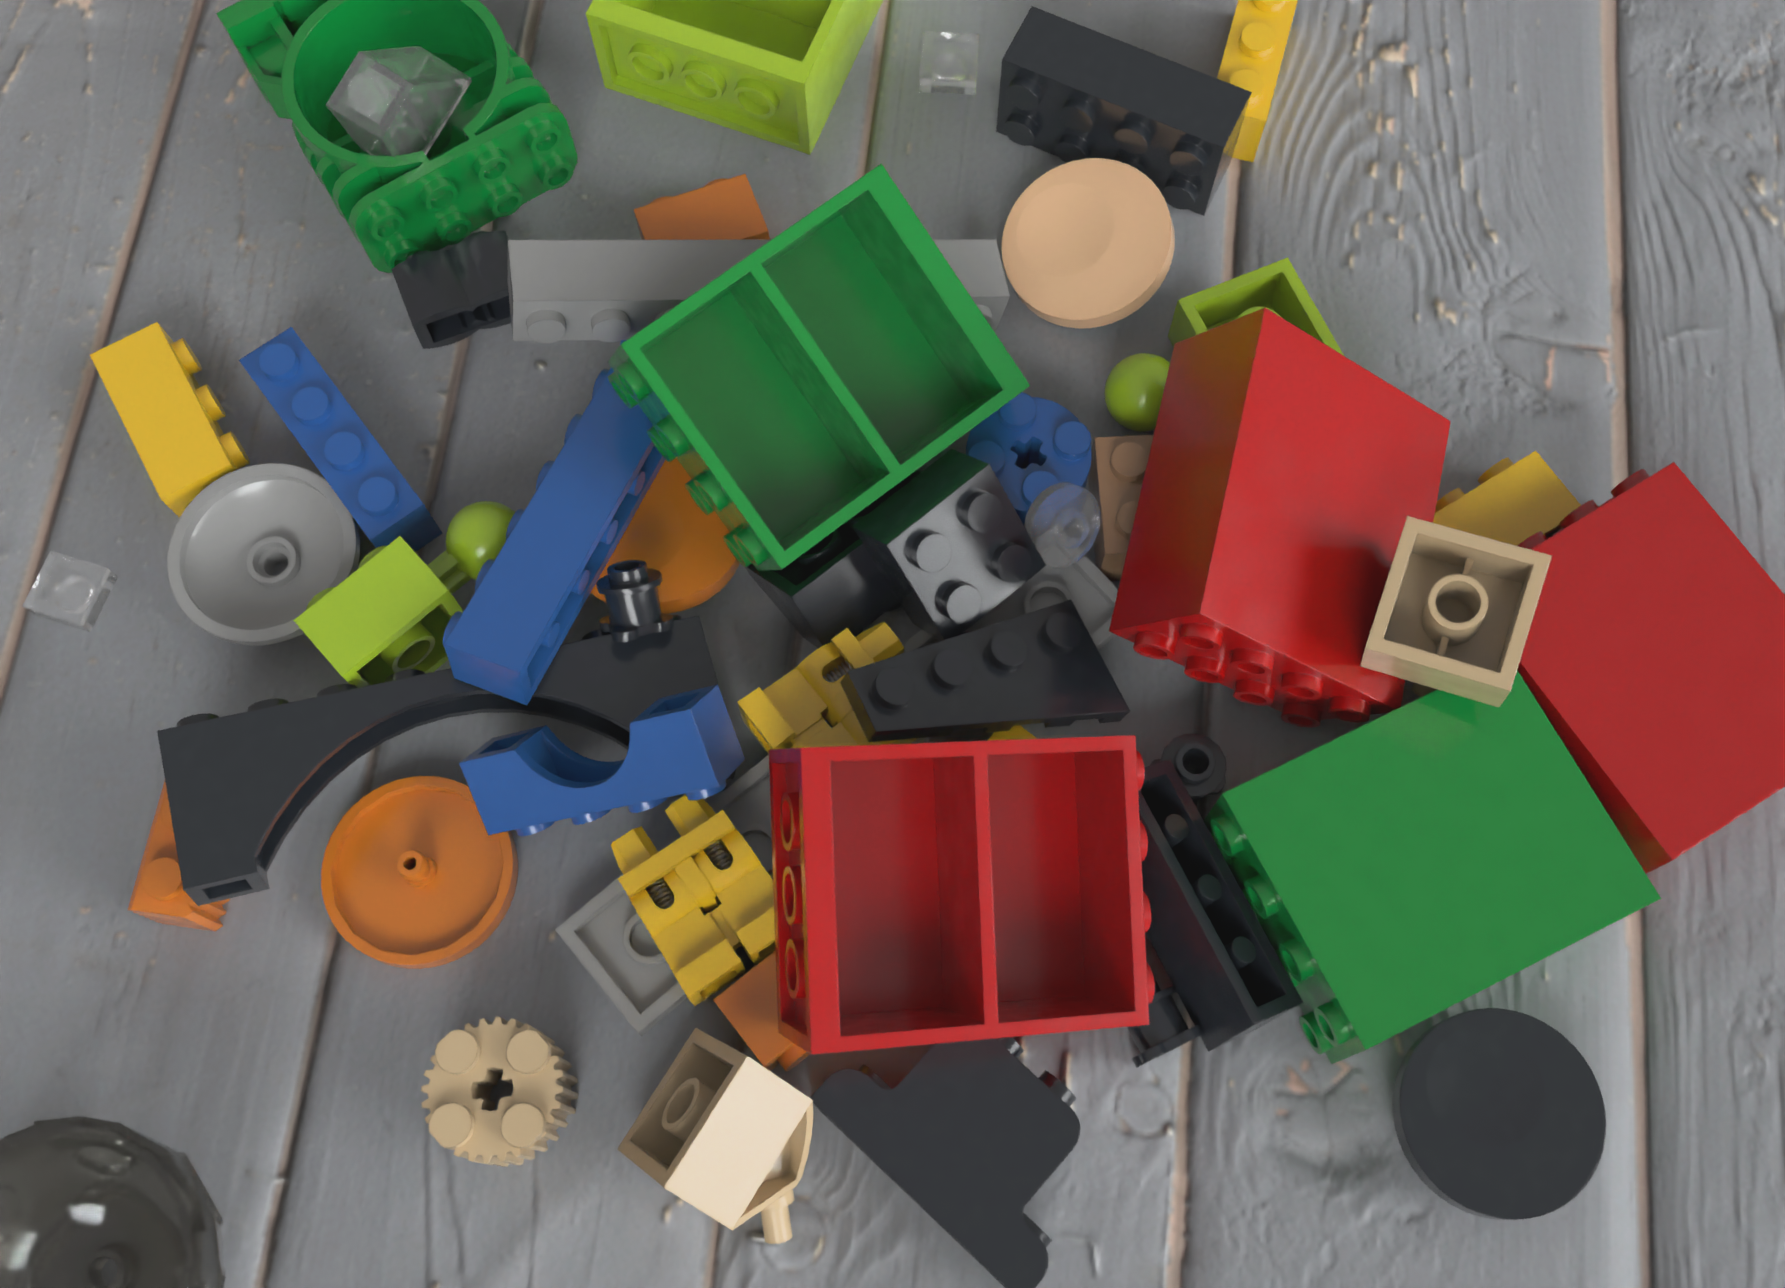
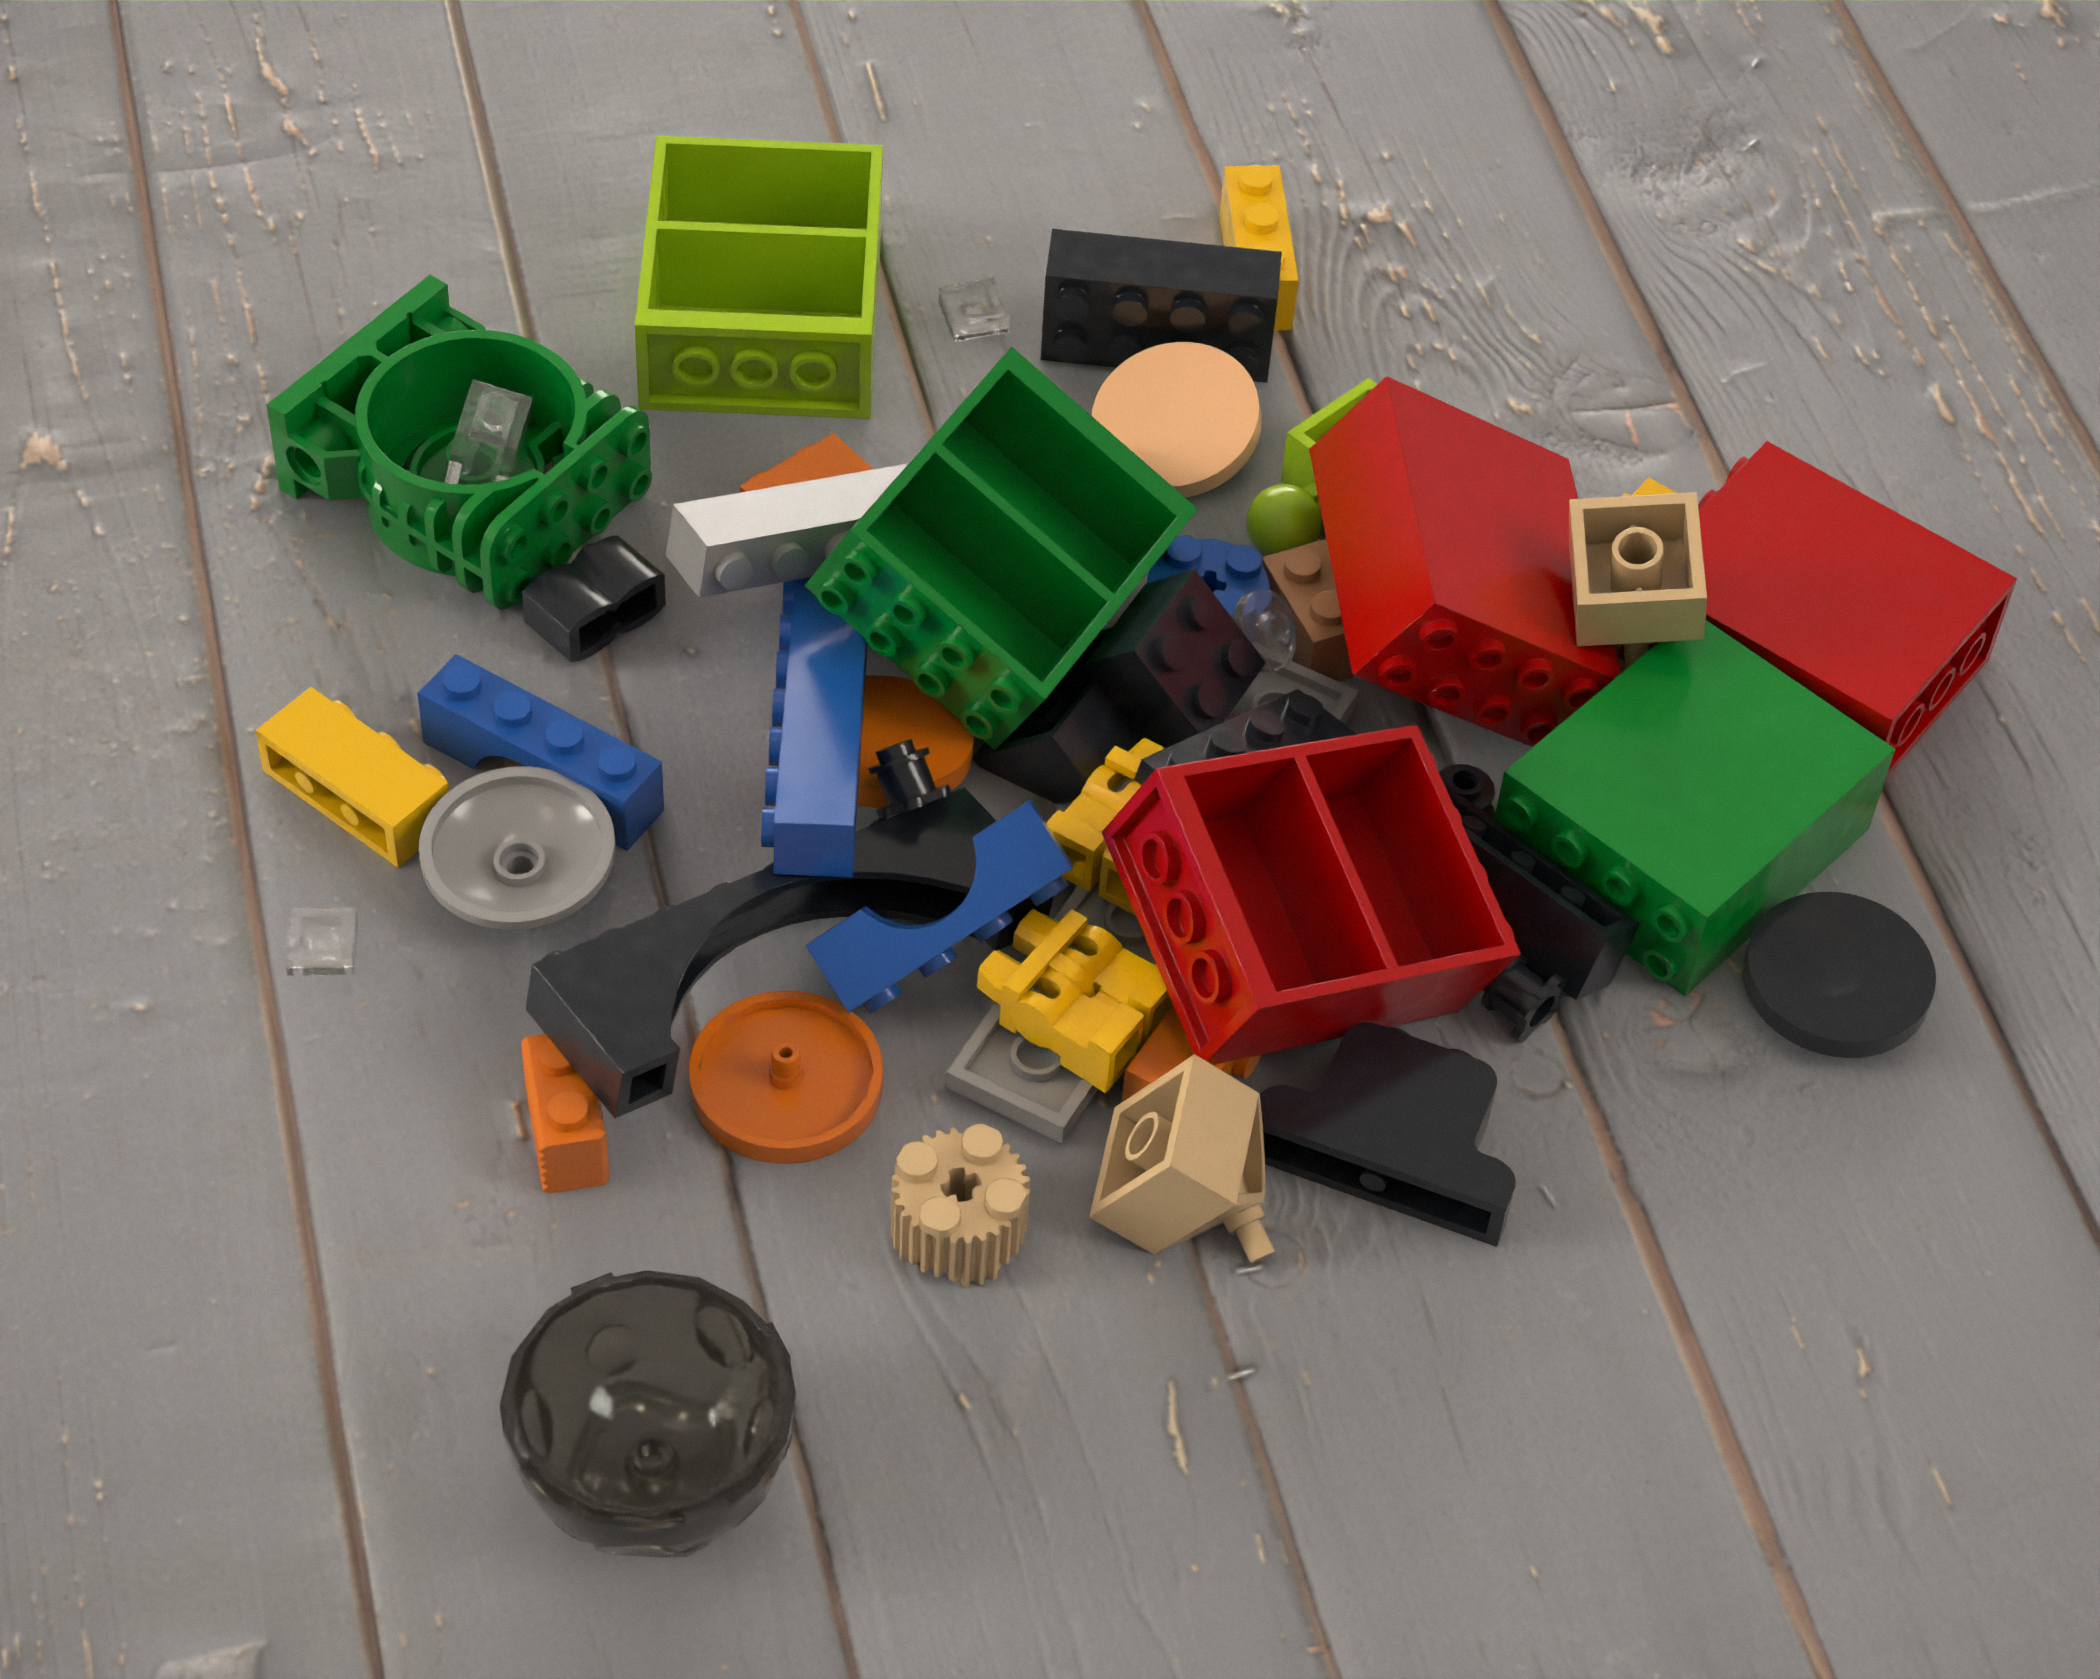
camera: 25 degrees left, 20 degrees down
(398, 607) = (686, 834): lime brick -> none

